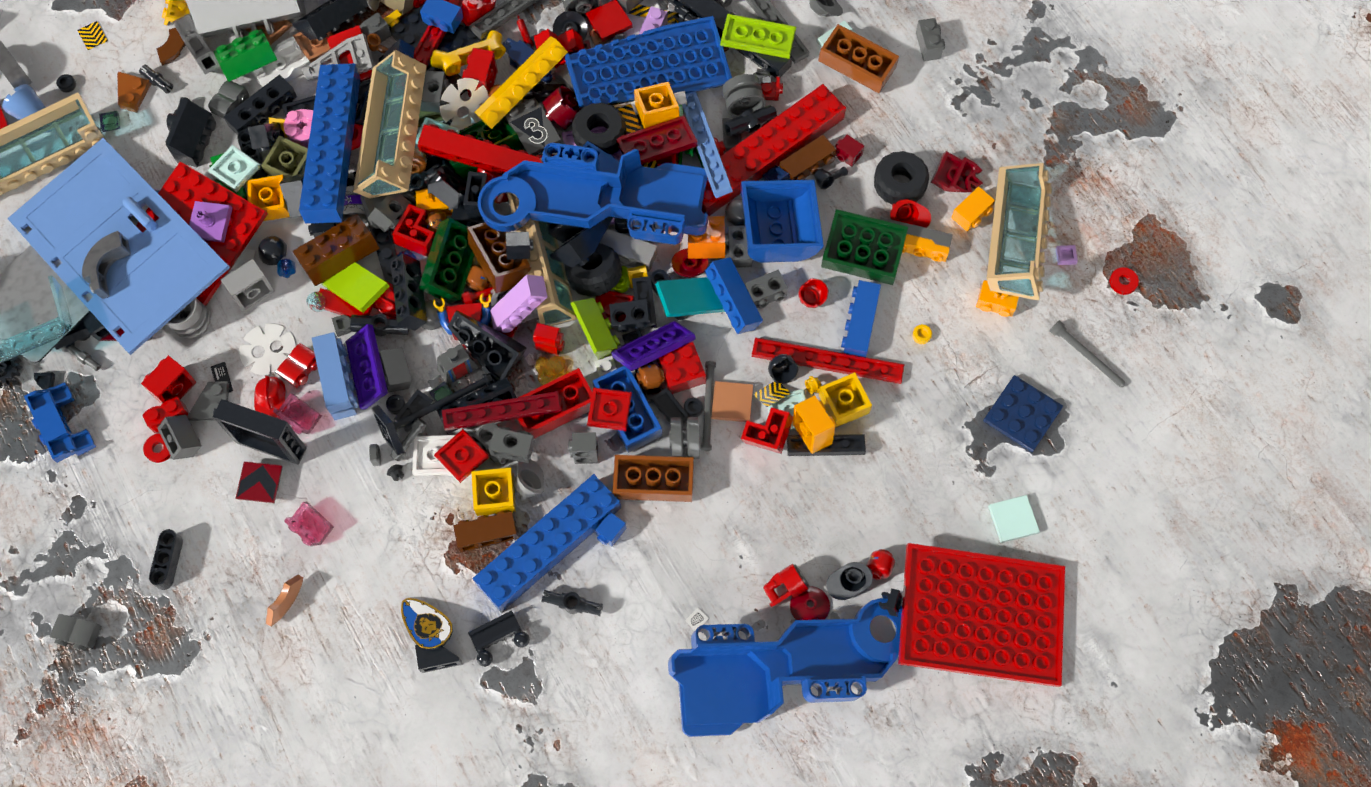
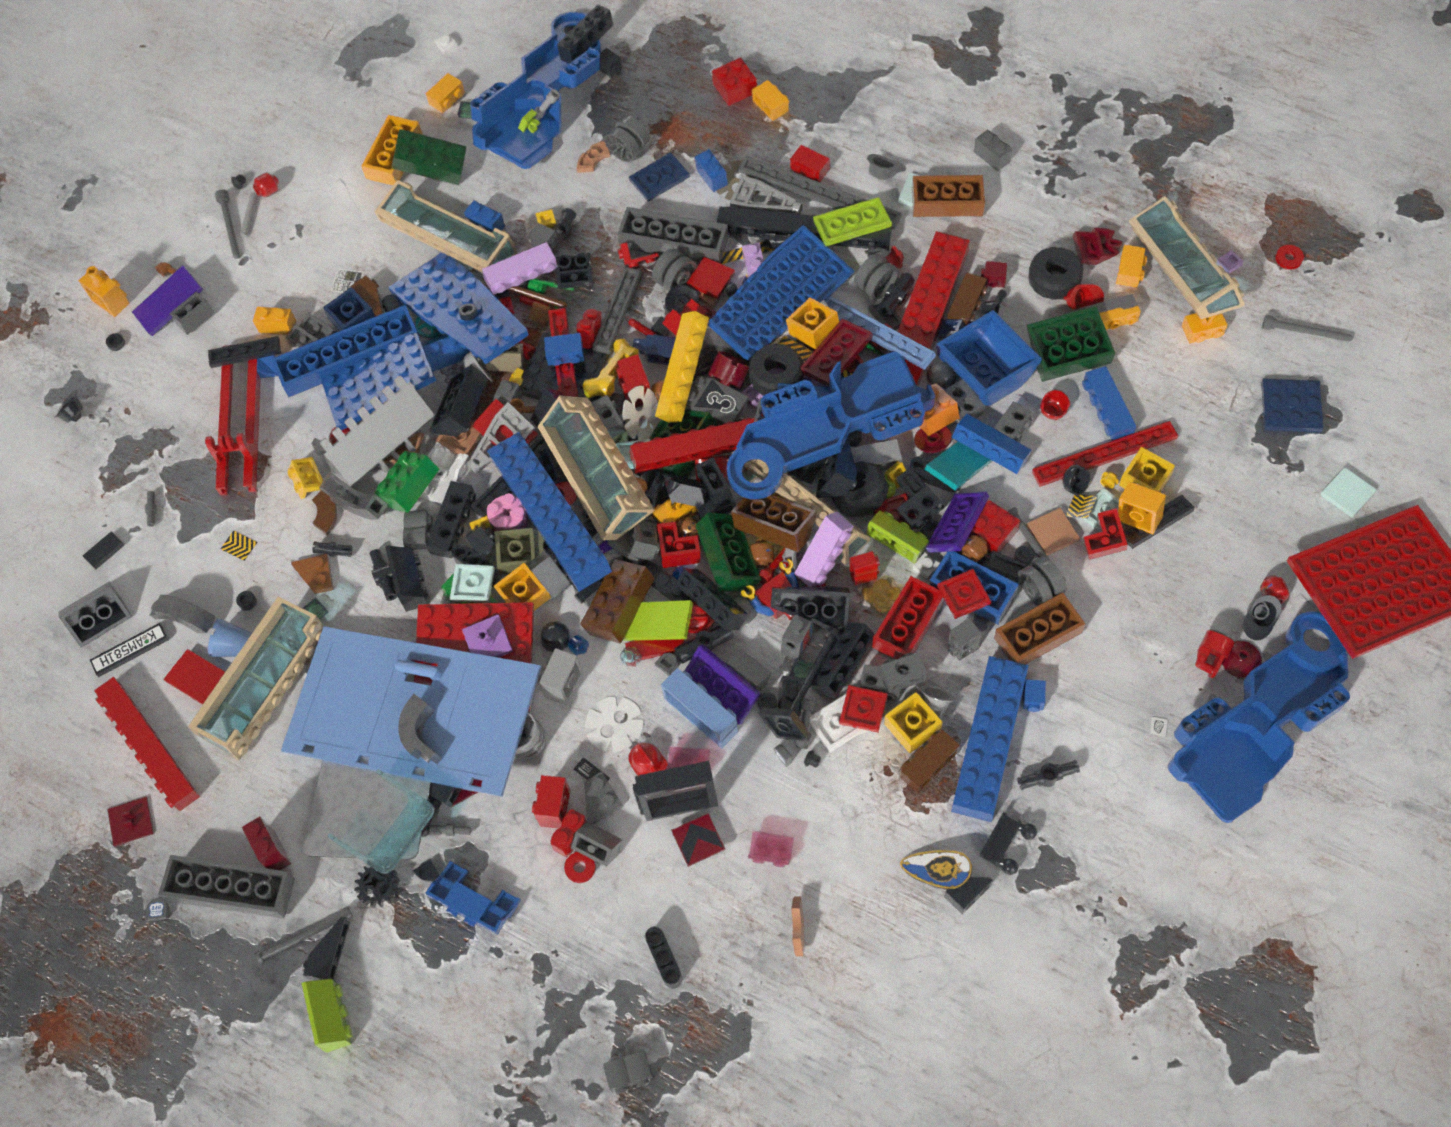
camera: 25 degrees left, 5 degrees down
(298, 366) = (656, 719): red brick -> none
(501, 410) = (873, 649): dark red tile -> none
(518, 245) = (793, 499): black brick -> none
(894, 602) = (1312, 611): black tile -> none
(922, 334) = (1164, 388): yellow tile -> none

